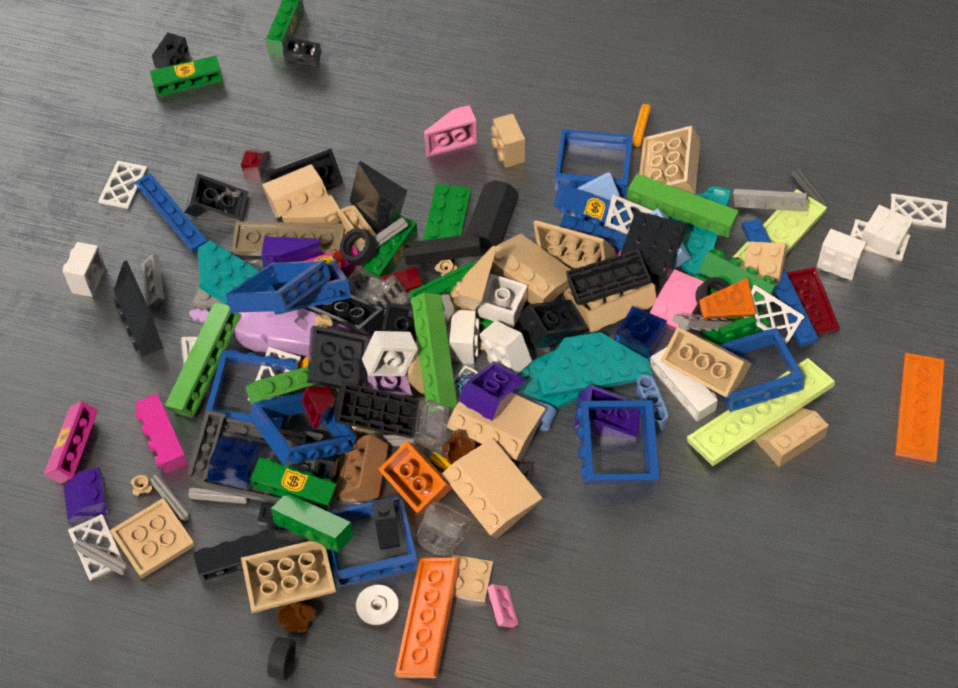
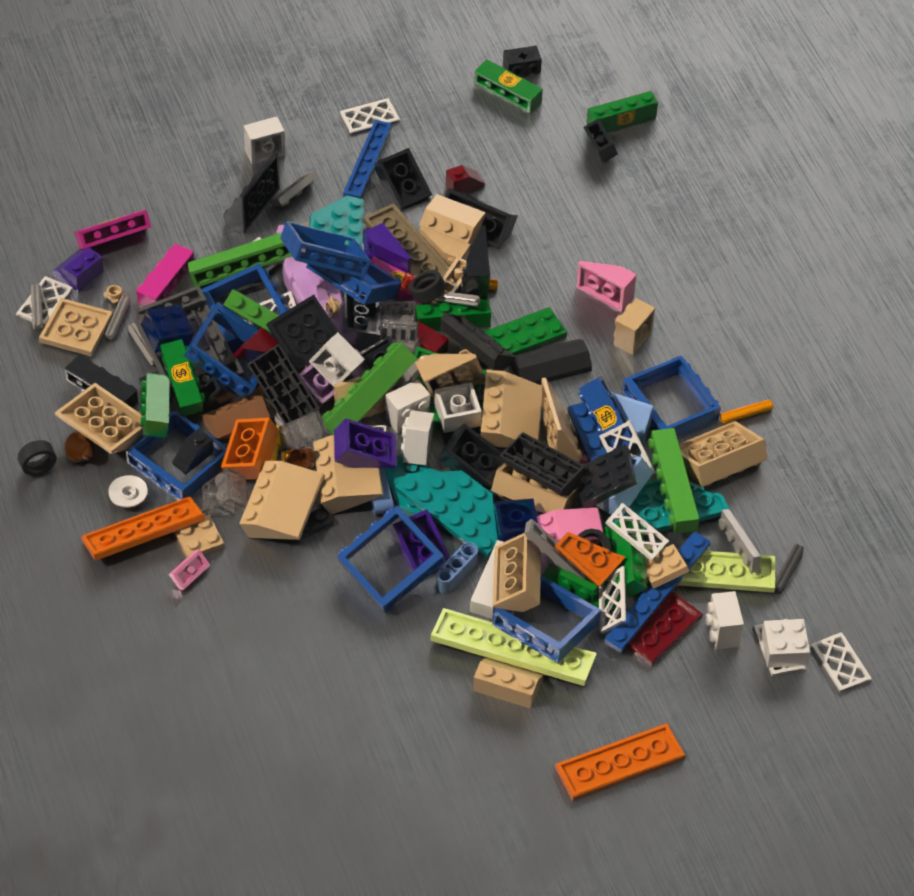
camera: 50 degrees right, 5 degrees down
(723, 263) = (623, 531): none -> white window

